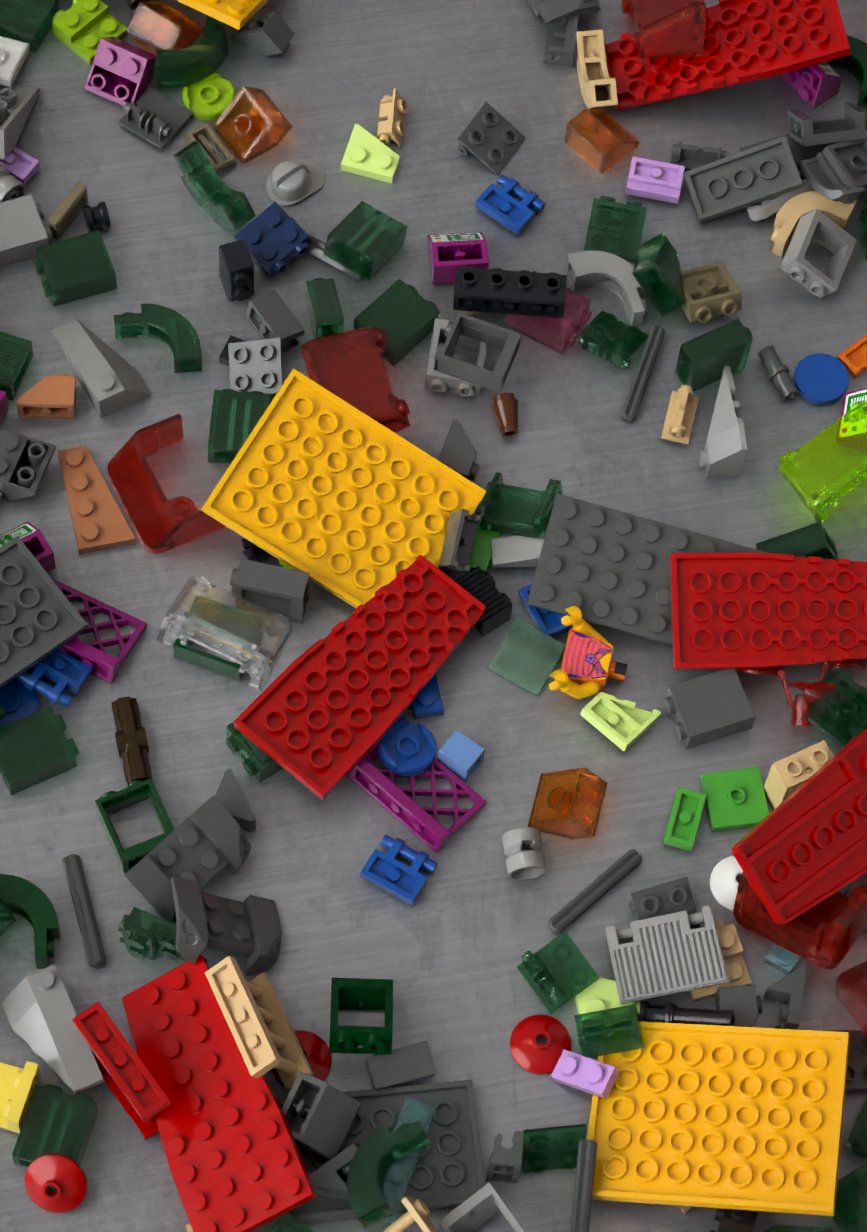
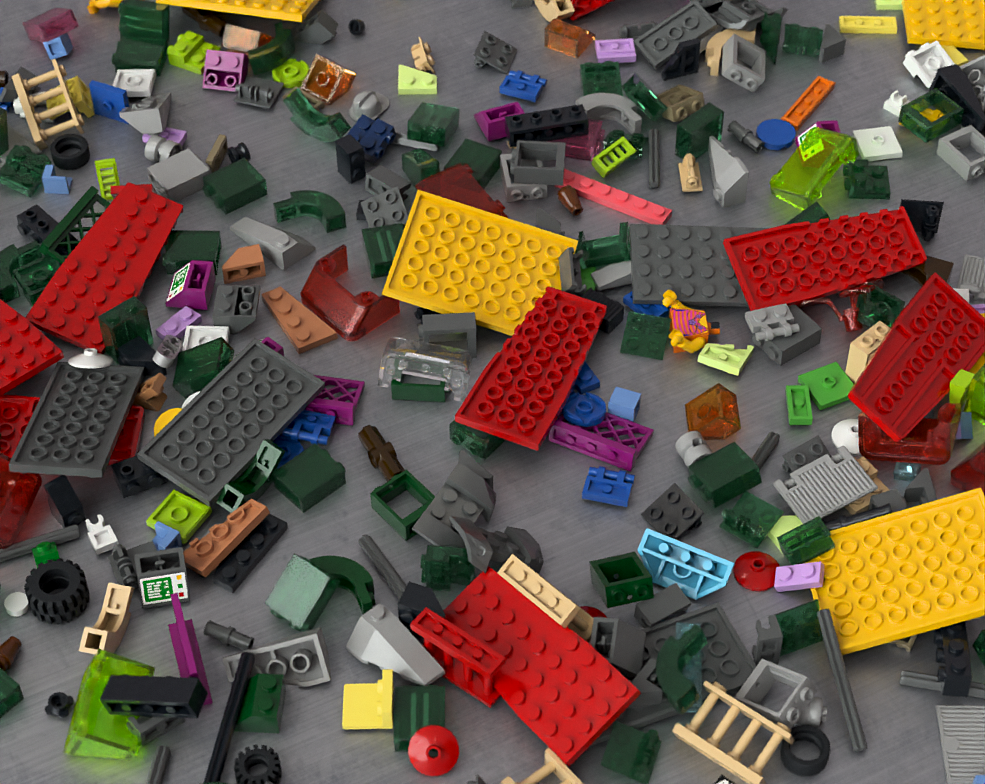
camera: 10 degrees left, 15 degrees down
(98, 983) = (414, 601): none -> black slope
(320, 42) = (356, 26): none -> black hinge
(447, 1015) = (676, 562): none -> medium azure wedge
(463, 935) = (673, 513): none -> black hinge
(545, 900) = (724, 475): none -> clear green brick
(564, 371) = (605, 170): none -> lime slope
(567, 425) = (616, 199): none -> coral plate
(691, 683) = (771, 322): none -> light grey plate
(737, 226) = (683, 61): none -> black wing

